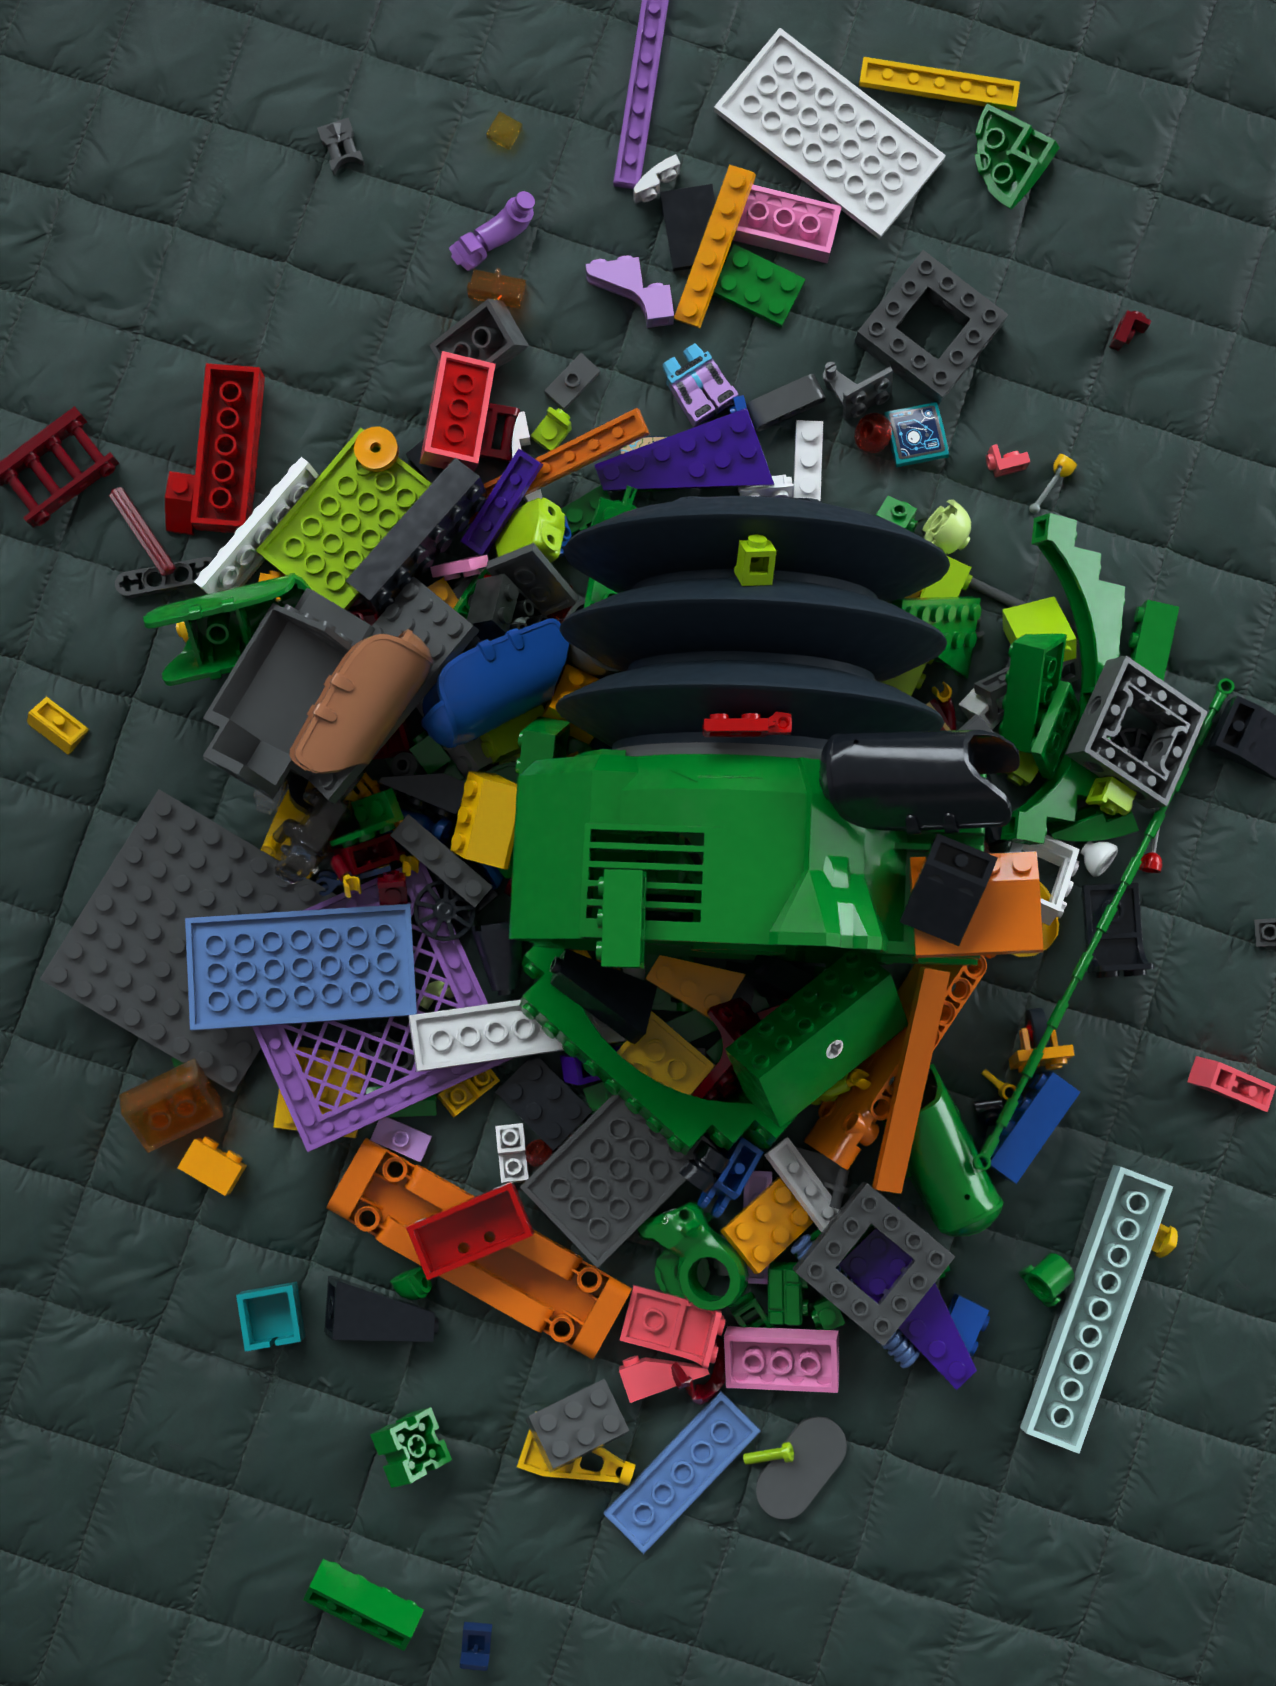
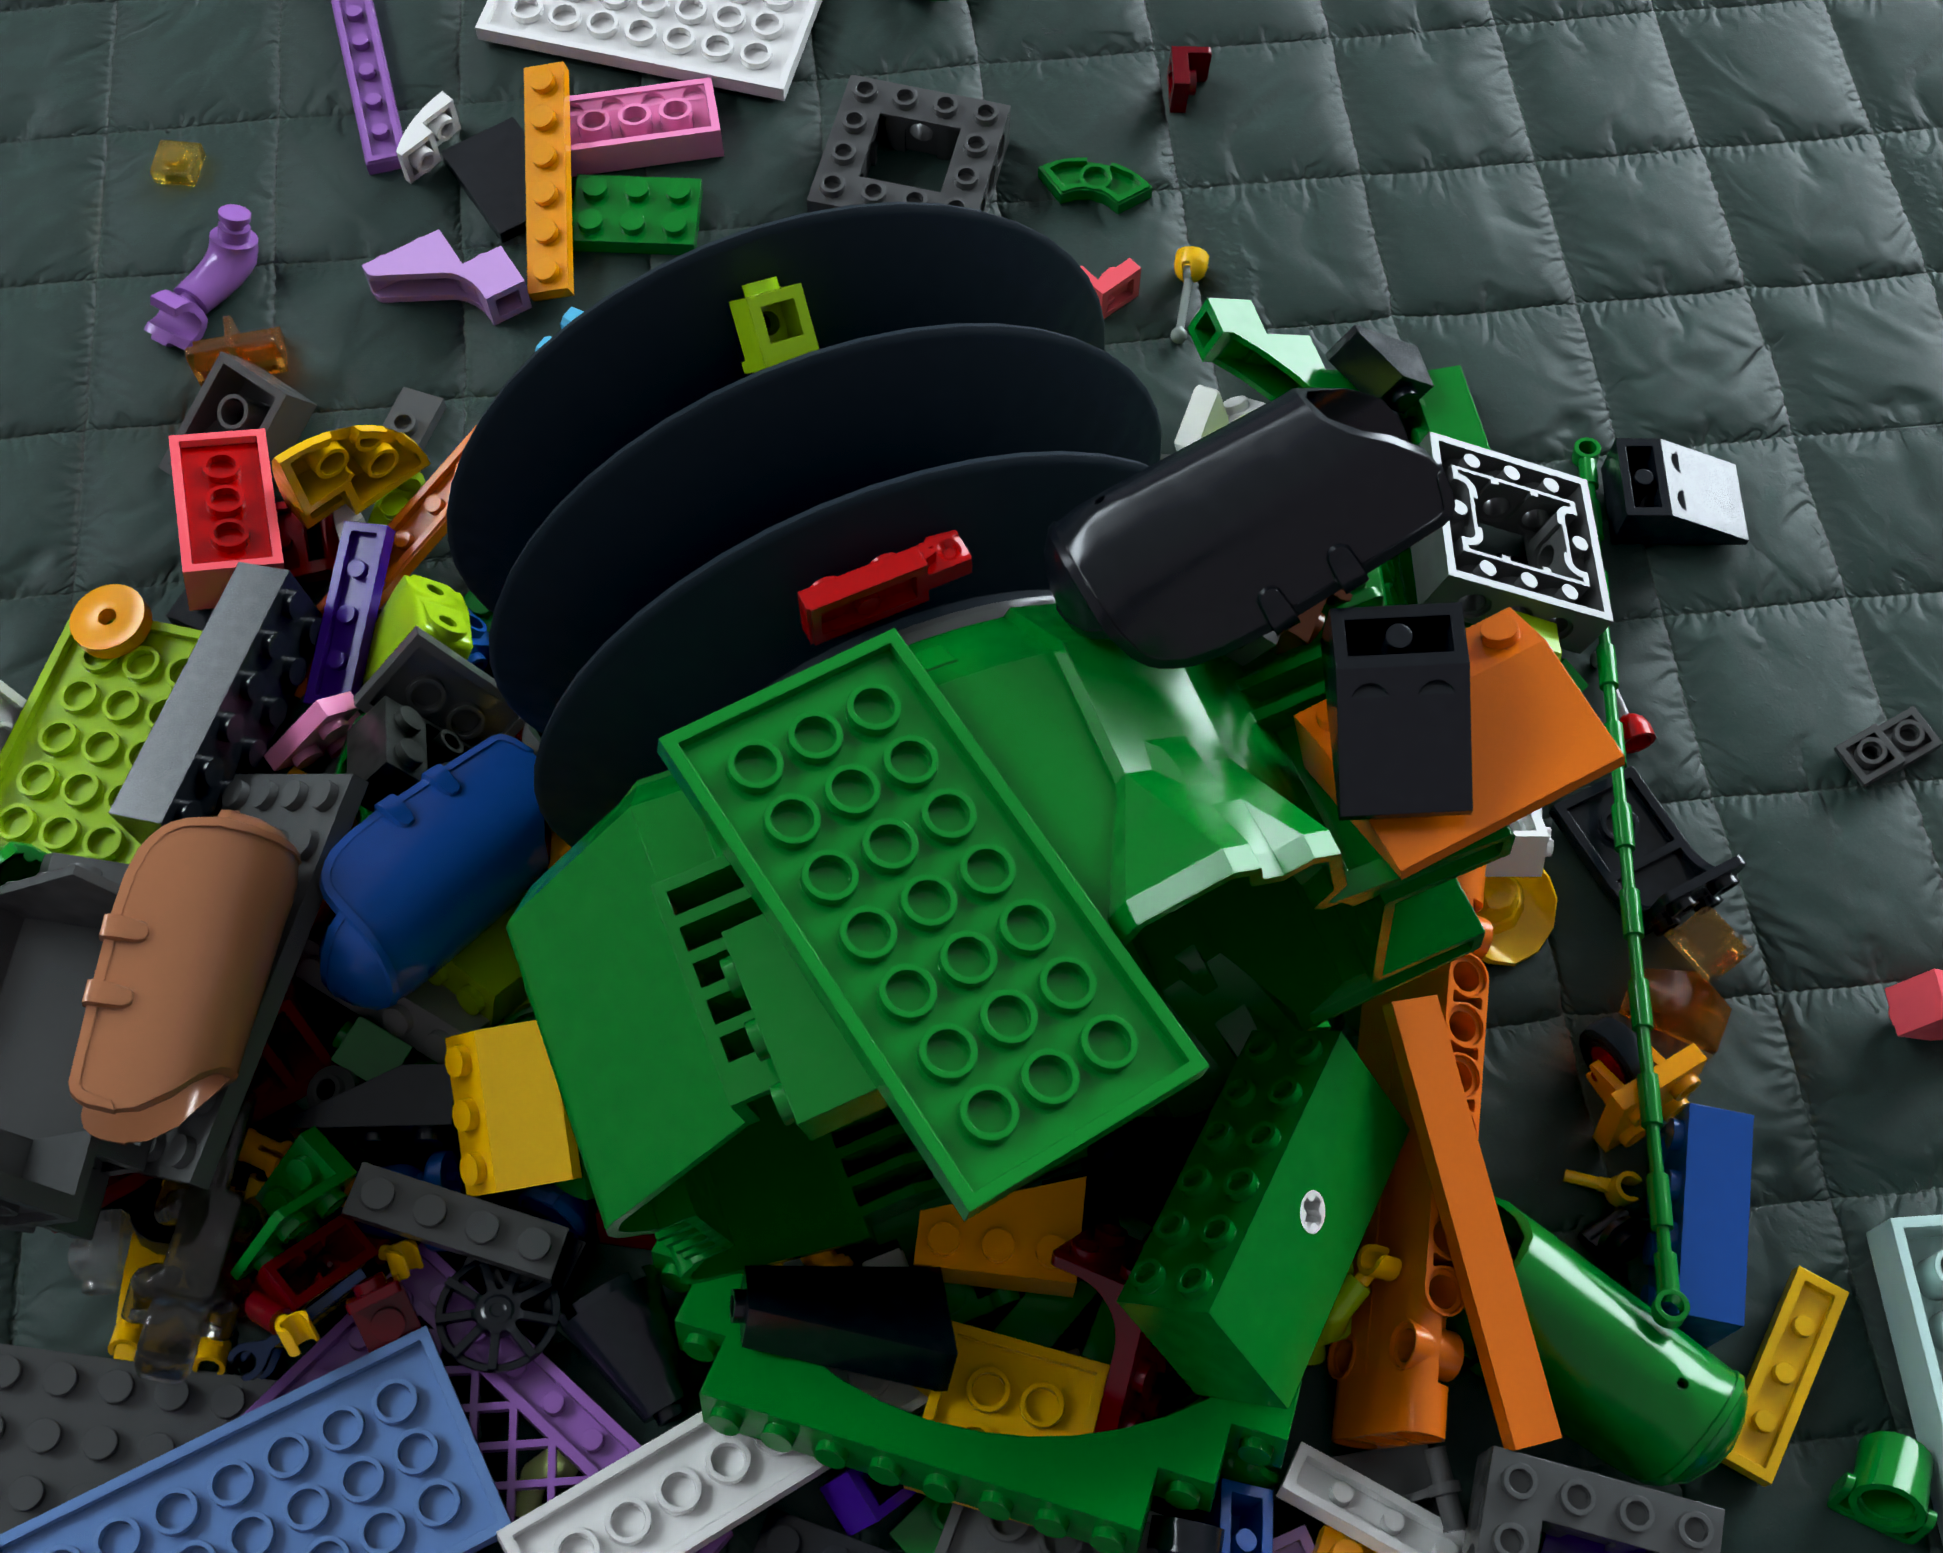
camera: 20 degrees left, 20 degrees down
(530, 414) = (344, 468): none -> yellow brick
(693, 899) = (931, 919): none -> green plate
(1021, 580) = (1209, 413): none -> white slope
(1032, 1208) = (1785, 1372): none -> yellow plate
(1038, 379) = (1083, 180): none -> green tile
(1088, 1017) = (1685, 1007): none -> clear orange slope
(1115, 996) = (1709, 944): none -> clear orange panel
(1130, 595) = (1382, 367): none -> black slope

